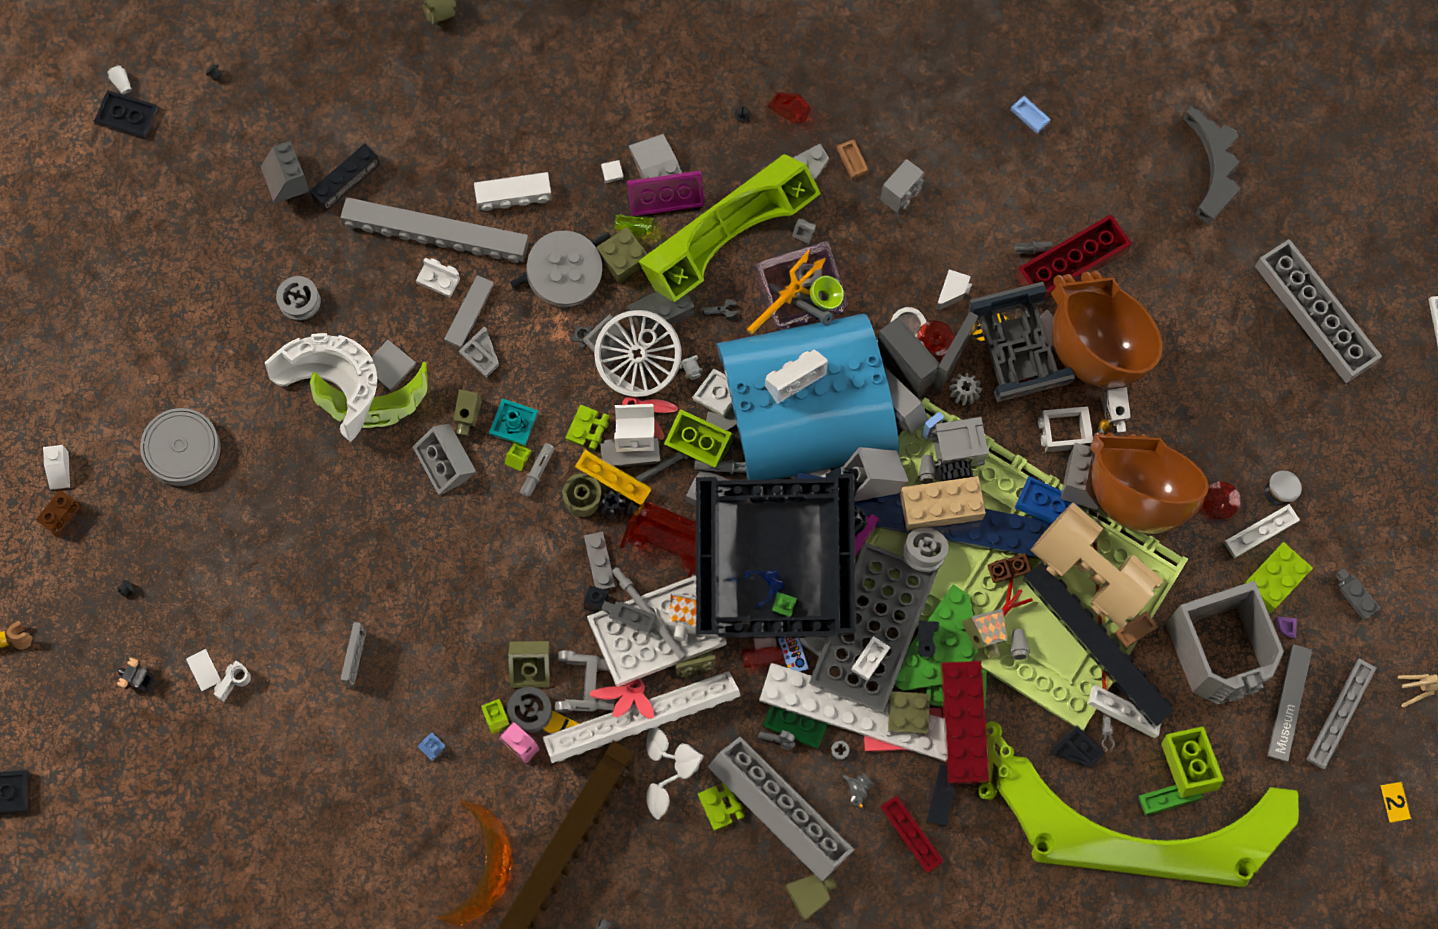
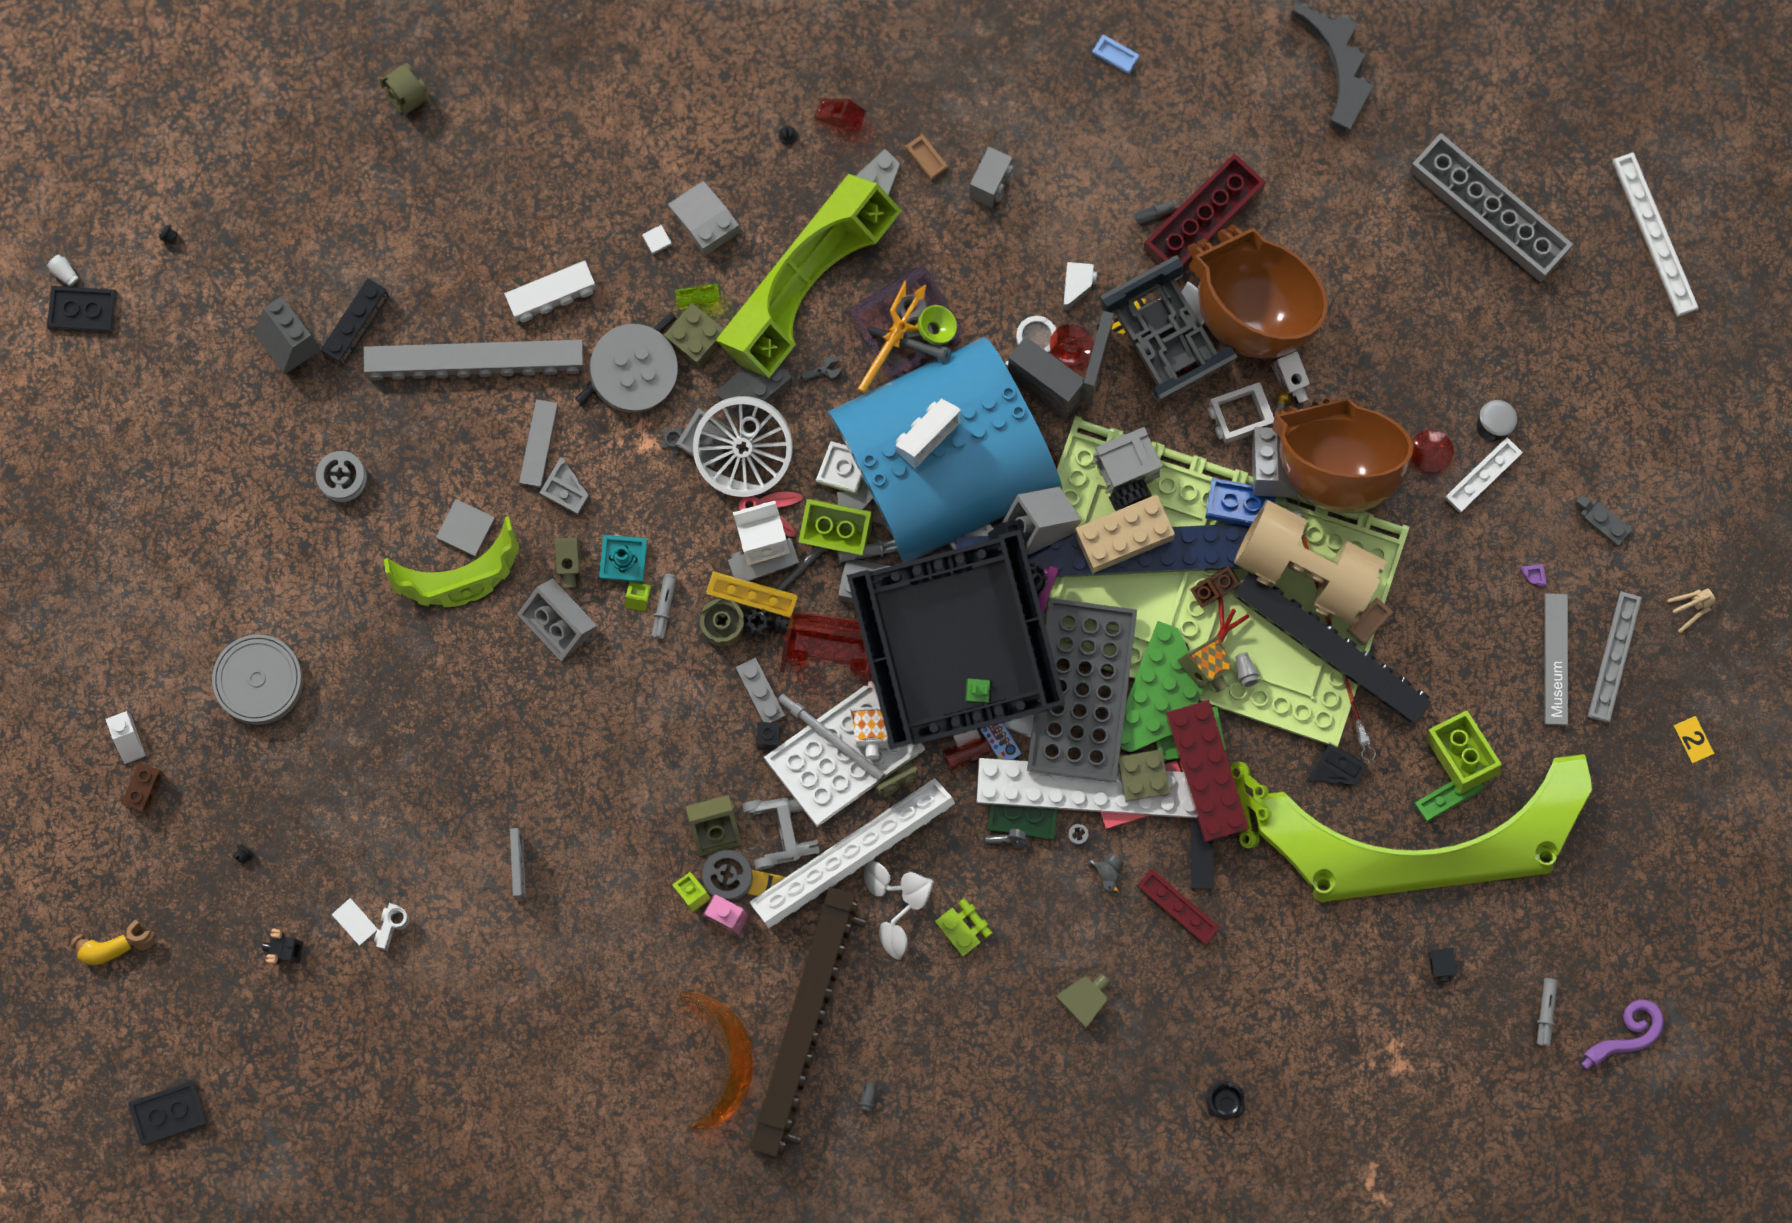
camera: 10 degrees left, 5 degrees up
(336, 361) = (408, 539): white windscreen -> none
(431, 746) = (630, 942): medium blue tile -> none
(438, 277) = (493, 413): white bracket -> none
(582, 425) = (700, 544): lime plate -> none
(628, 695) = (832, 833): coral plant -> none
(630, 616) = (812, 745): dark grey hinge -> none
(666, 193) = (725, 252): magenta tile -> none
(691, 367) = (806, 447): white brick -> none
(772, 580) = (958, 667): clear blue helmet -> none
(780, 808) = (1029, 914): light grey brick -> none
(804, 230) = (892, 256): light grey tile -> none
(870, 658) = (1087, 727): white plate -> none
(907, 407) = (1059, 435): light grey slope -> none
(921, 557) = (1120, 580): light grey wheel -> none
(926, 647) = (1144, 697): black leg -> none
(927, 470) = (1099, 499): light grey cone -> none
(930, 424) = (1089, 449): light blue tile -> none
(964, 395) = (1125, 389): white gear -> none
(1121, 710) = (1373, 714): white plate -> none
(1258, 629) = (1504, 589): light grey container -> none
(1279, 575) = (1511, 524): lime brick -> none

